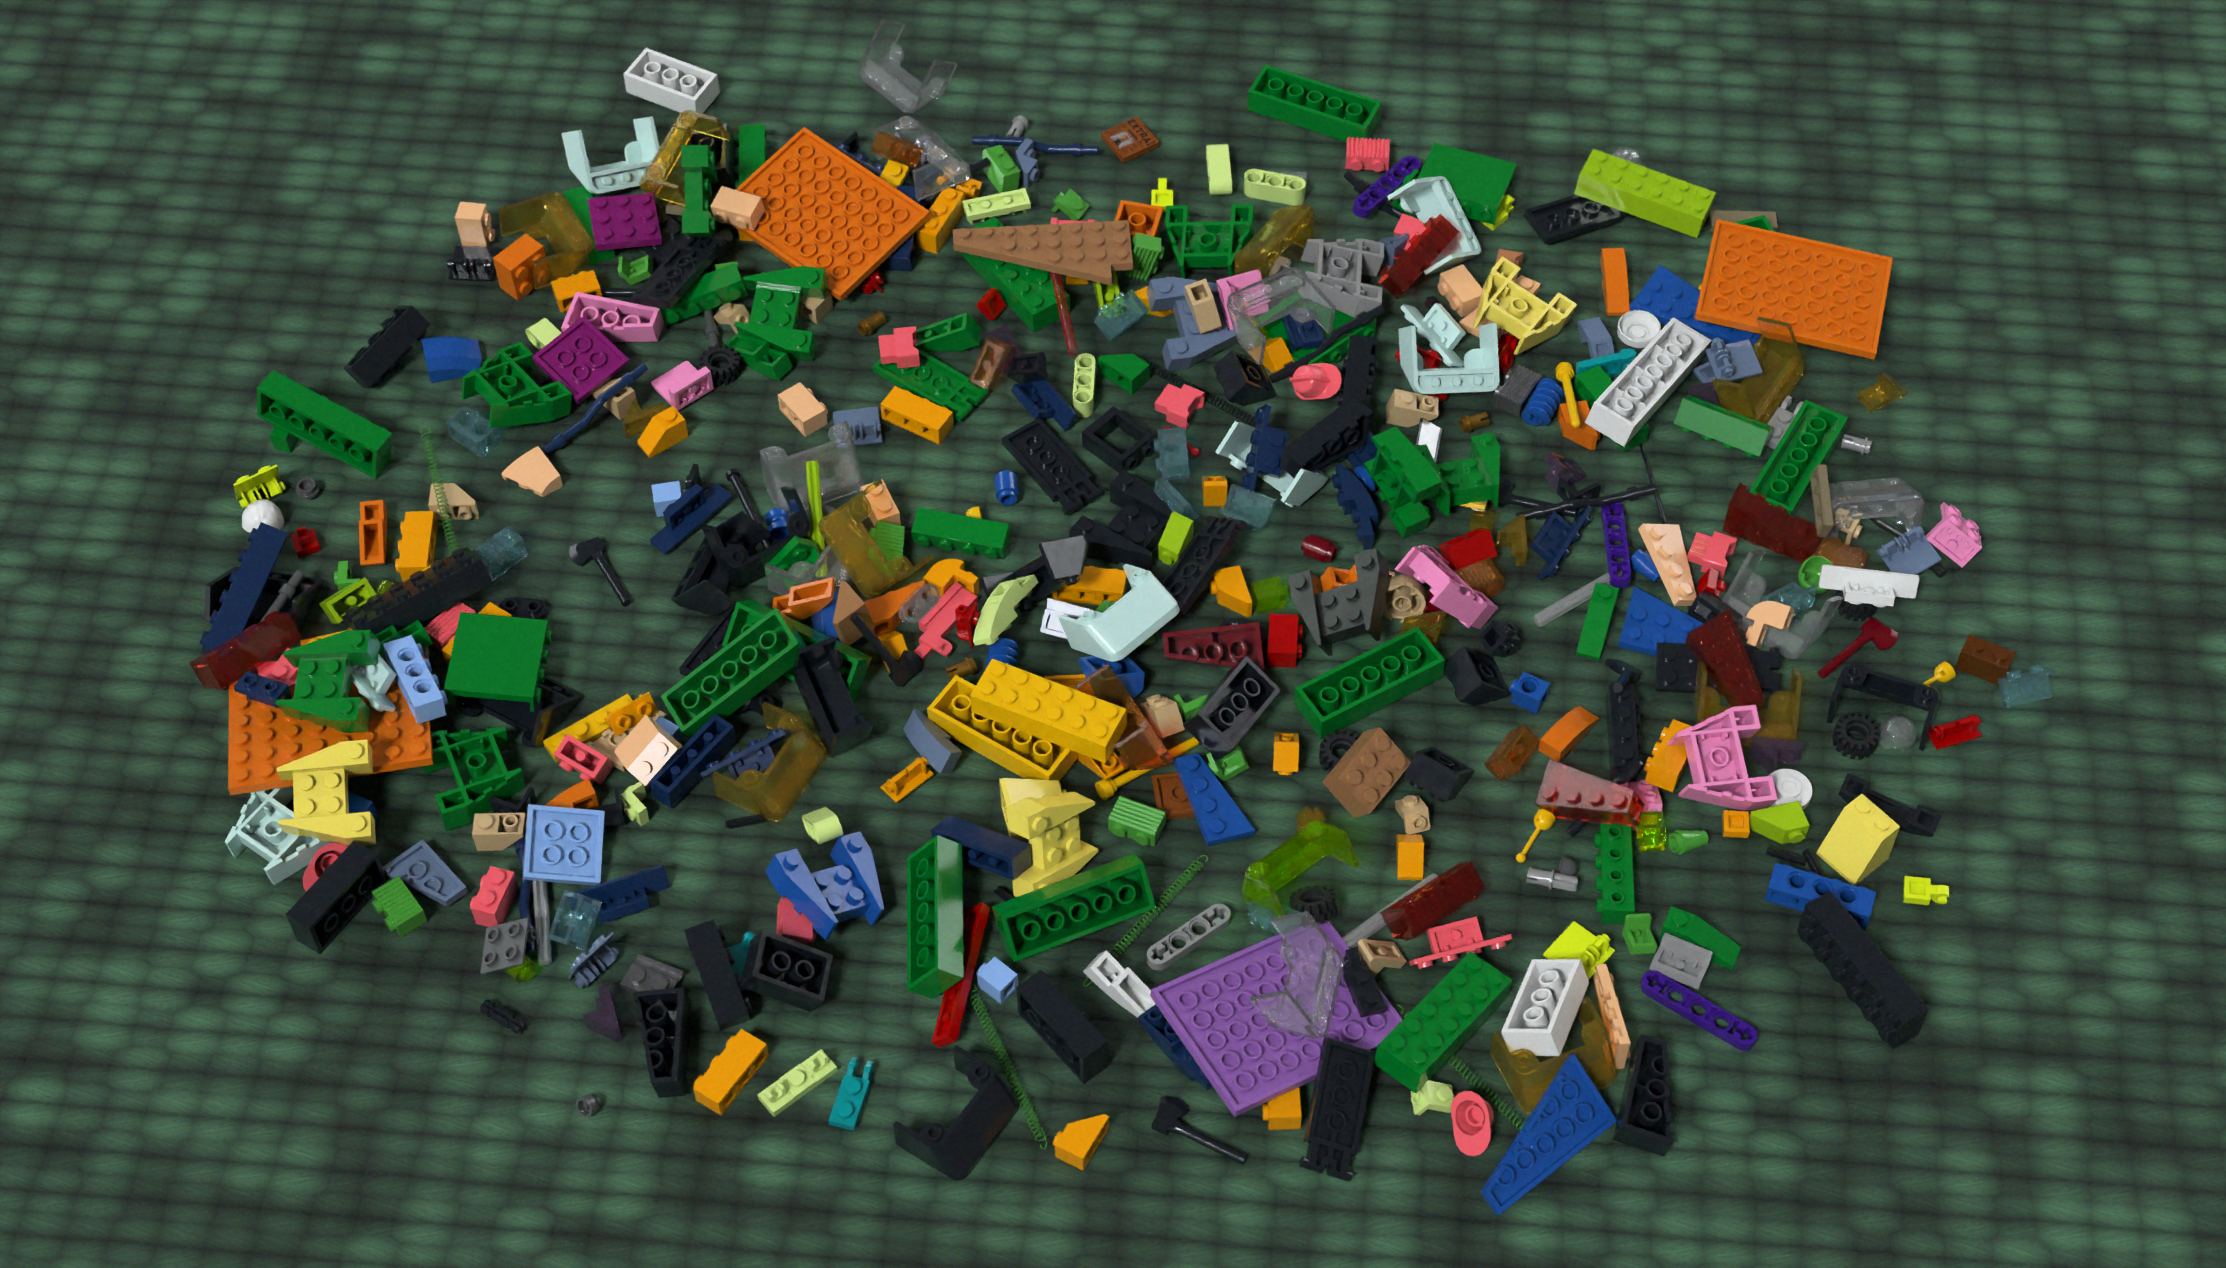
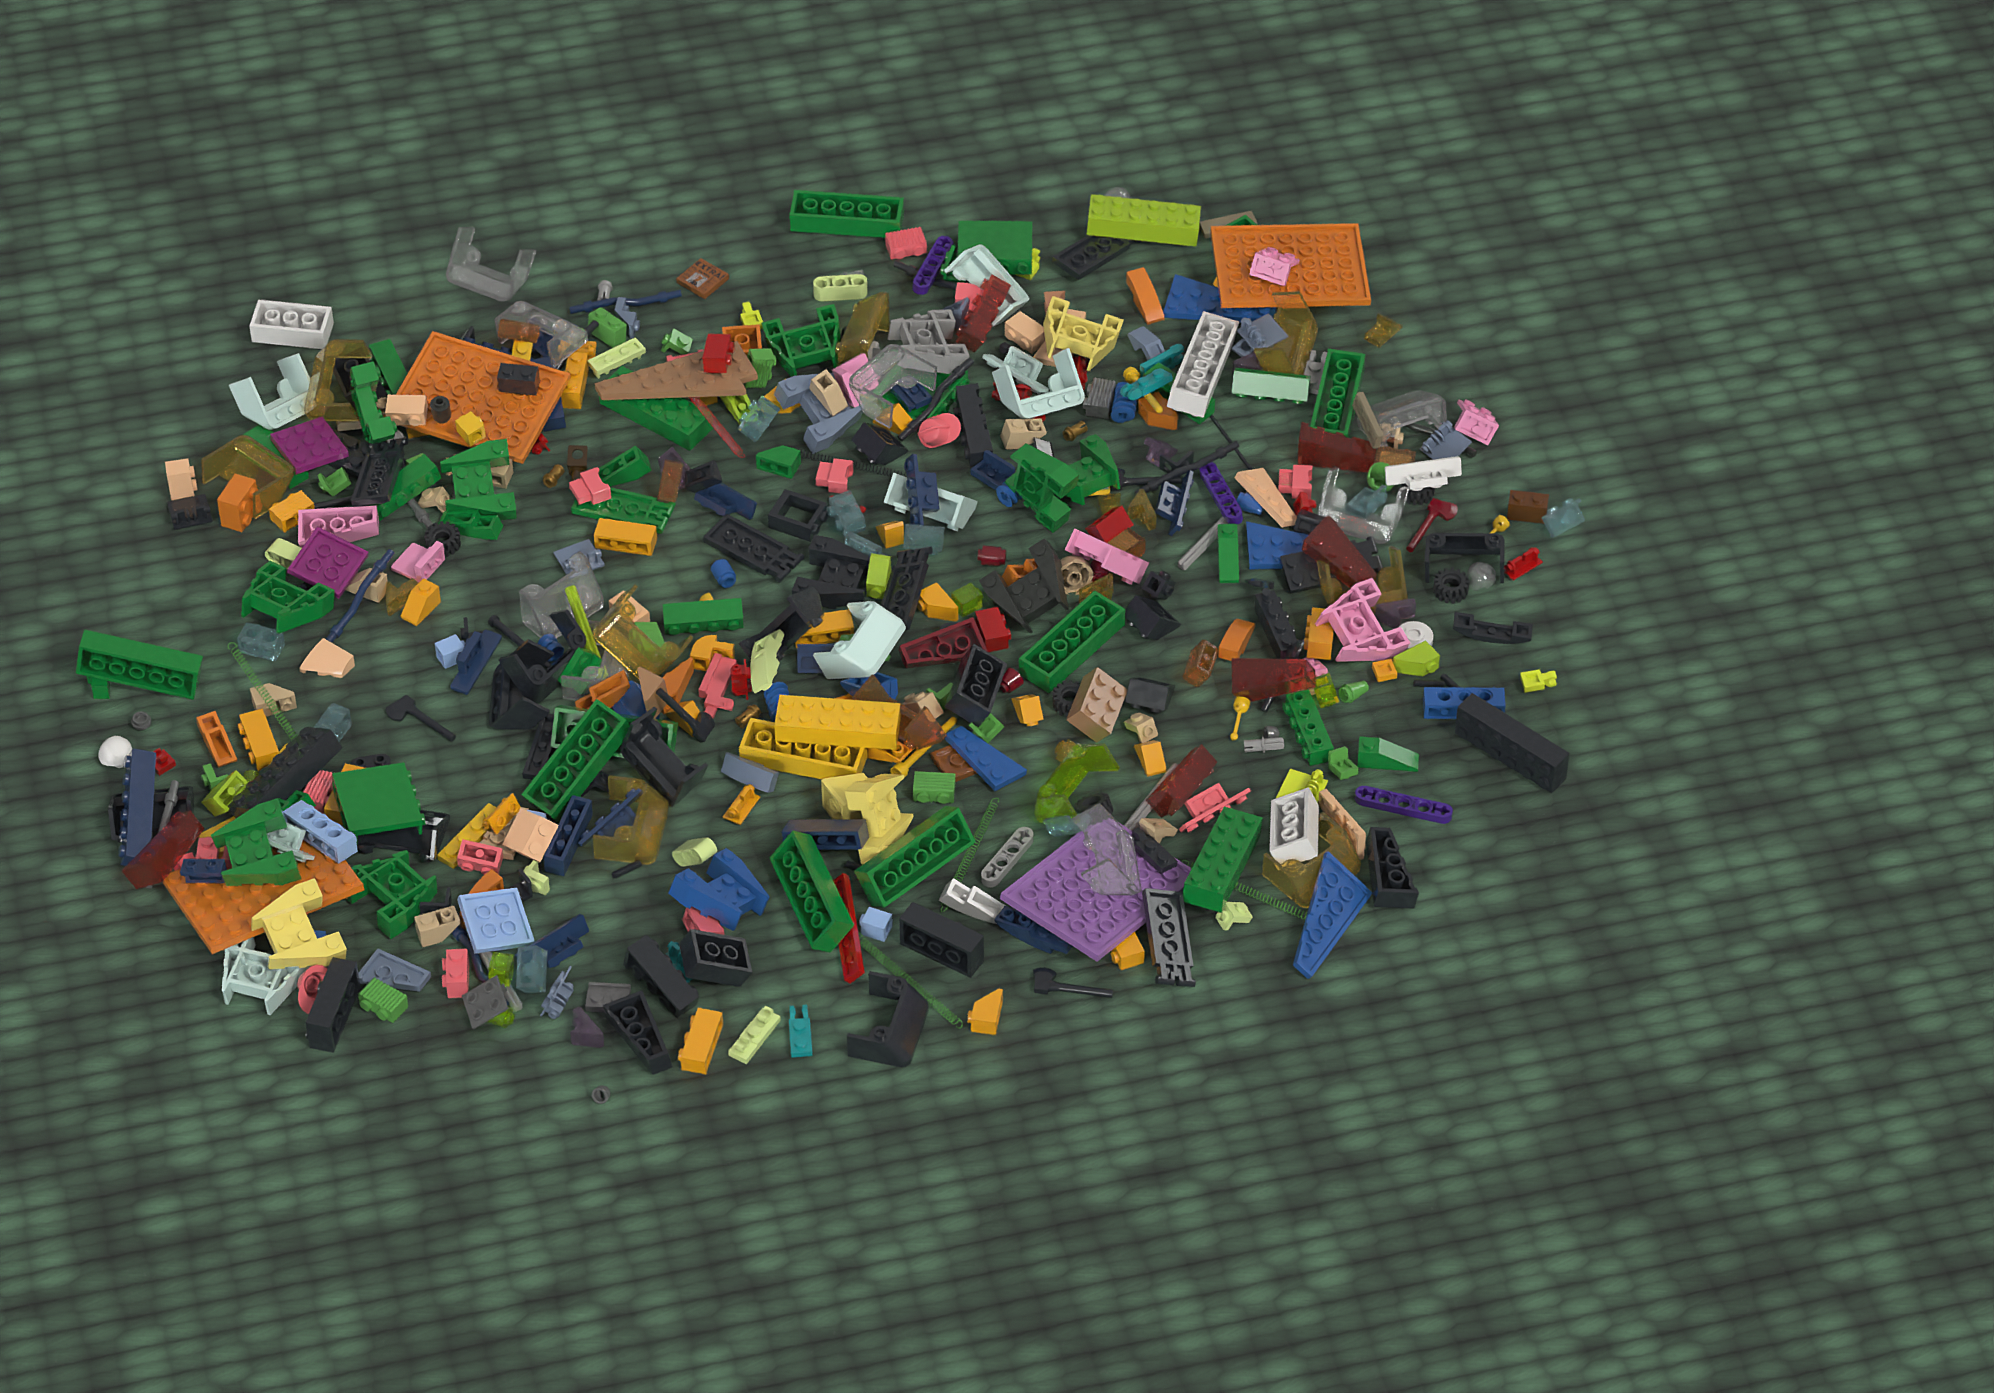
camera: 20 degrees left, 5 degrees down
(265, 478) = (101, 729): neon yellow hinge -> none
(387, 346) = (155, 592): black wedge -> none
(450, 357) = (210, 590): blue slope -> none
(503, 1016) = (504, 1053): black axle -> none
(540, 908) = (502, 966): none -> clear neon green brick
(772, 217) = (440, 409): none -> pearl dark grey brick
(796, 246) = (470, 428): none -> yellow brick
(803, 409) = (528, 555): light nougat brick -> none
(868, 203) = (518, 379): none -> black brick
(899, 319) = (577, 466): none -> dark brown bracket
(918, 605) = (695, 677): clear plate -> none
(991, 304) = (646, 436): red tile -> none
(1084, 385) = (751, 479): yellowish green beam -> none
(1095, 229) = (718, 353): none -> red brick
(1219, 169) = (788, 284): yellowish green beam -> none
(1278, 711) = (1011, 681): none -> dark red hat
(1329, 439) = (970, 470): black wedge -> none
(1357, 502) = (1008, 513): dark blue slope -> none
(1471, 1122) = (1268, 921): coral piece -> none
(1529, 701) = (1196, 618): blue brick -> none
(1573, 388) = (1146, 384): none -> teal hinge
(1638, 328) = (1177, 328): white piece -> none
(1681, 961) = (1379, 773): light grey bracket -> none
(1767, 615) = (1358, 513): light nougat brick -> none
(1771, 283) = (1272, 265): none -> bright pink bracket
(1856, 444) = (1377, 373): light grey pin -> none
(1859, 840) = (1479, 655): light yellow slope -> none

